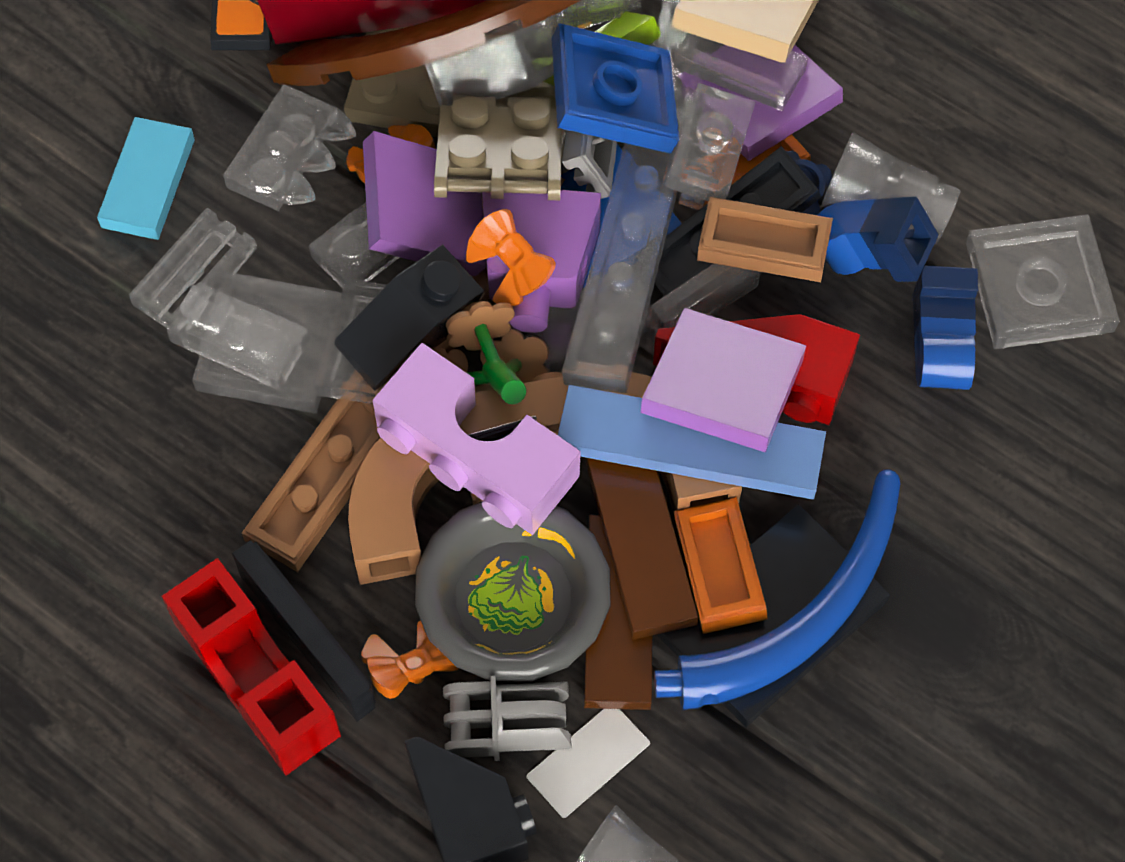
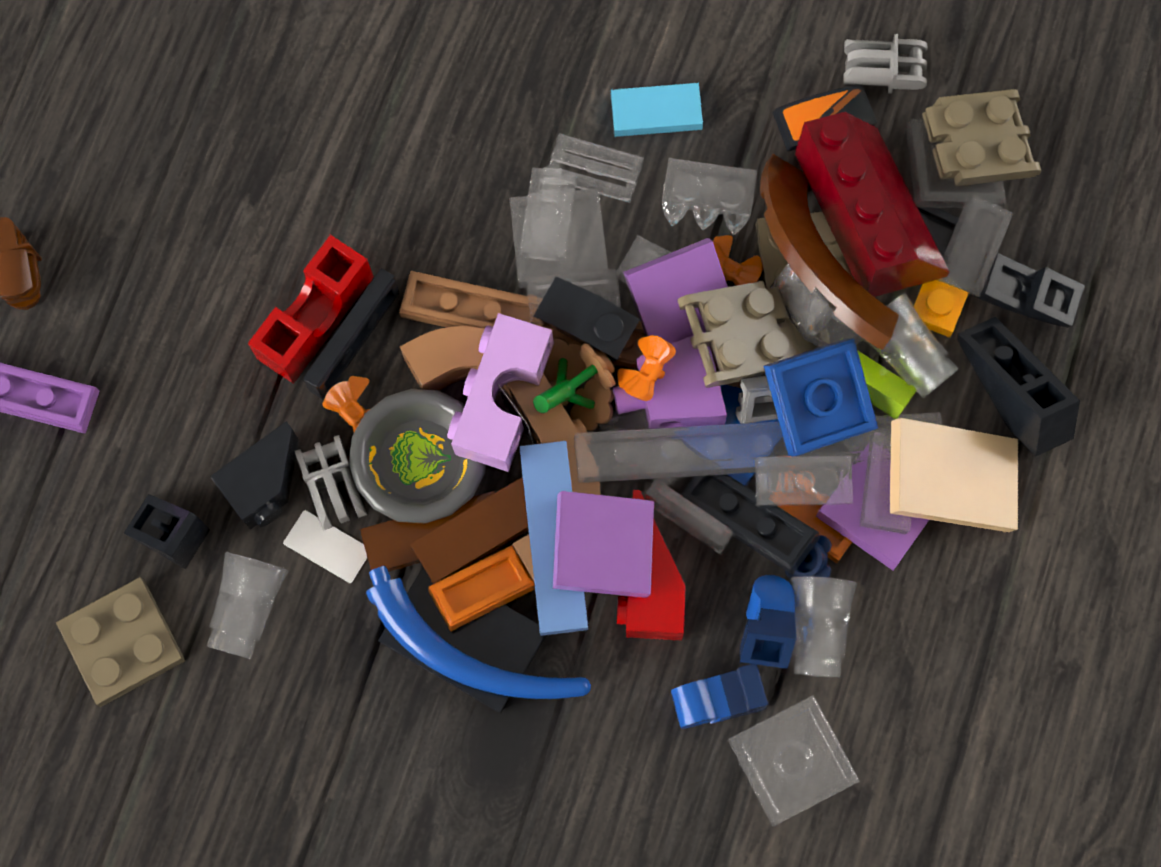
camera: 75 degrees right, 10 degrees up
(764, 239) = (734, 542): medium nougat tile -> none

